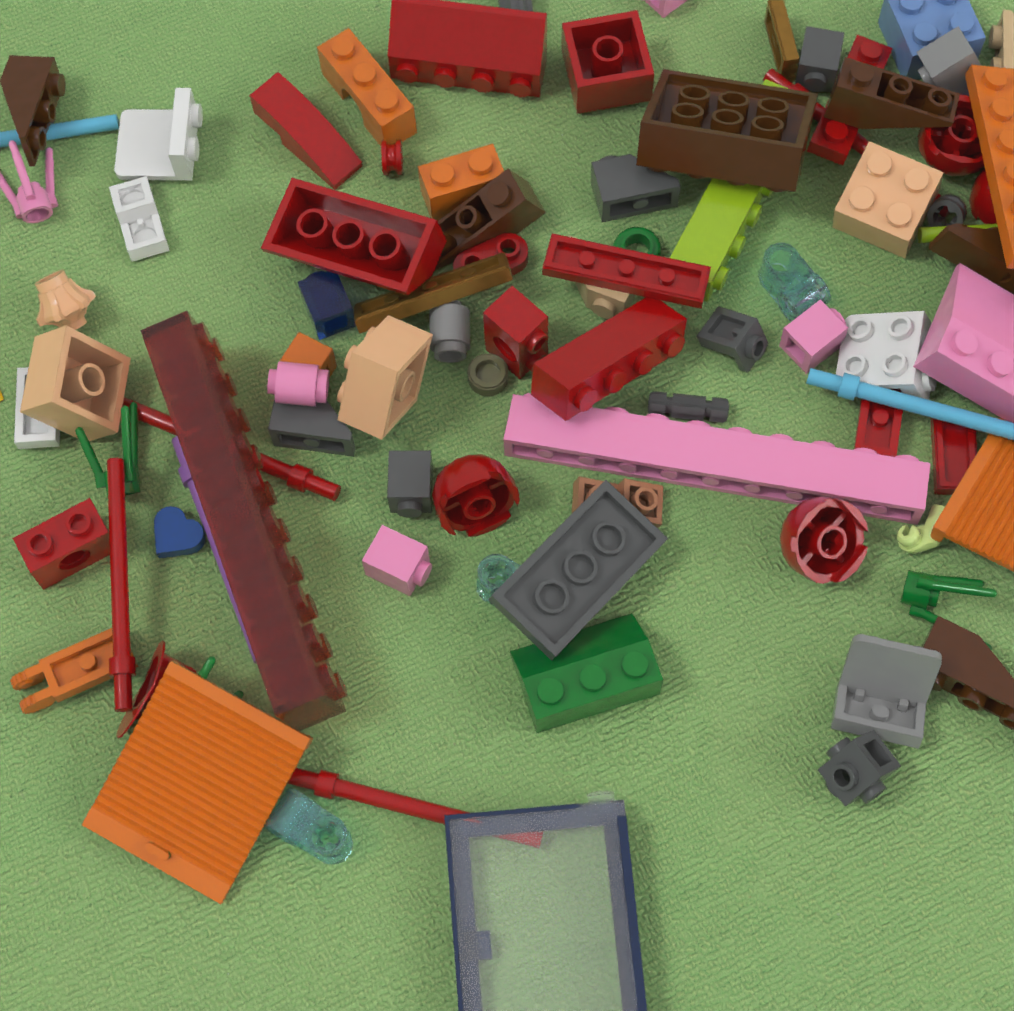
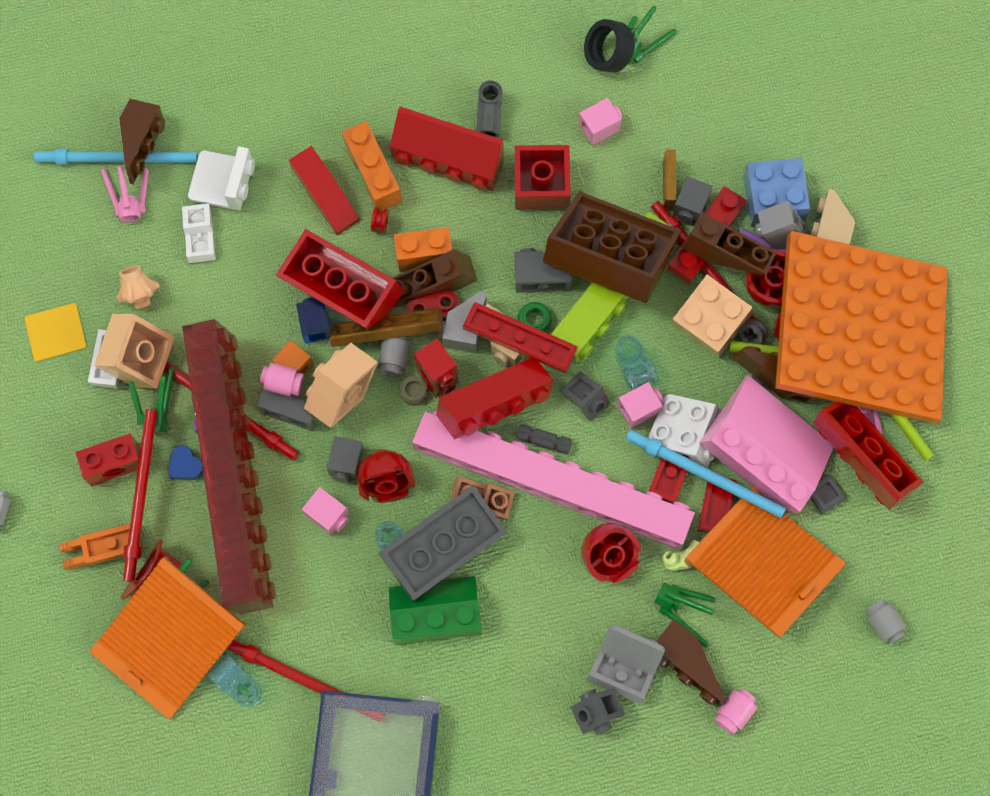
camera: 10 degrees right, 5 degrees up
(541, 290) = (452, 329): none -> light grey slope

